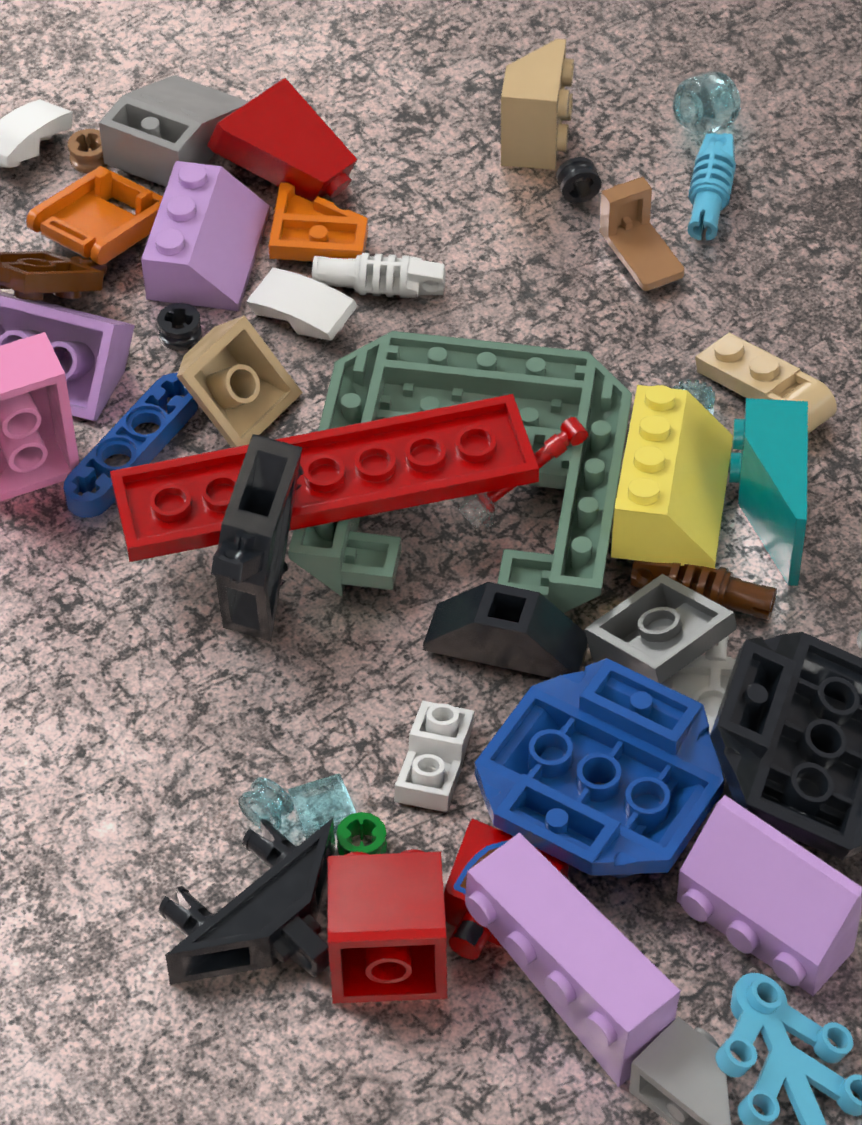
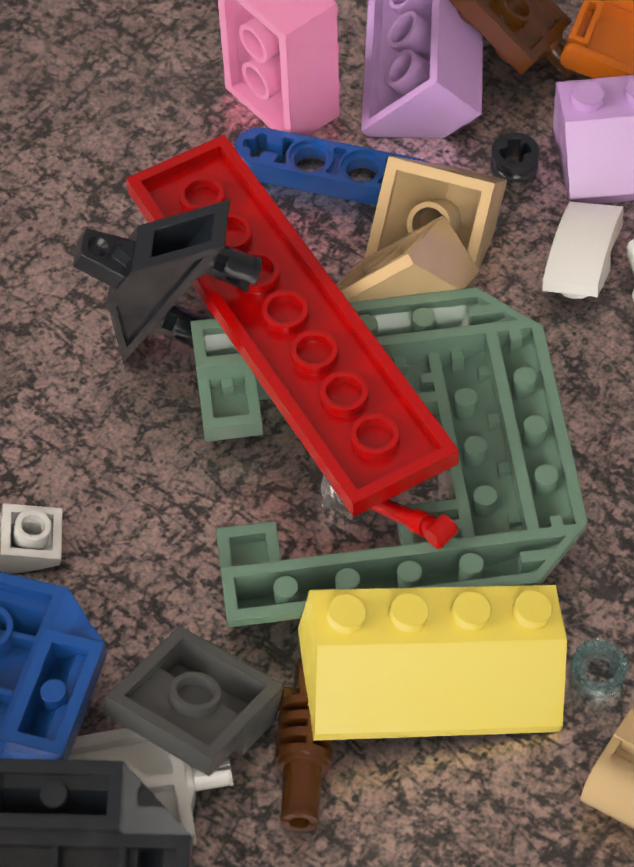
camera: 75 degrees right, 5 degrees up
(285, 400) = (416, 264): none -> tan slope
(507, 630) = (163, 563): black slope -> none
(774, 477) = (464, 774): teal slope -> none

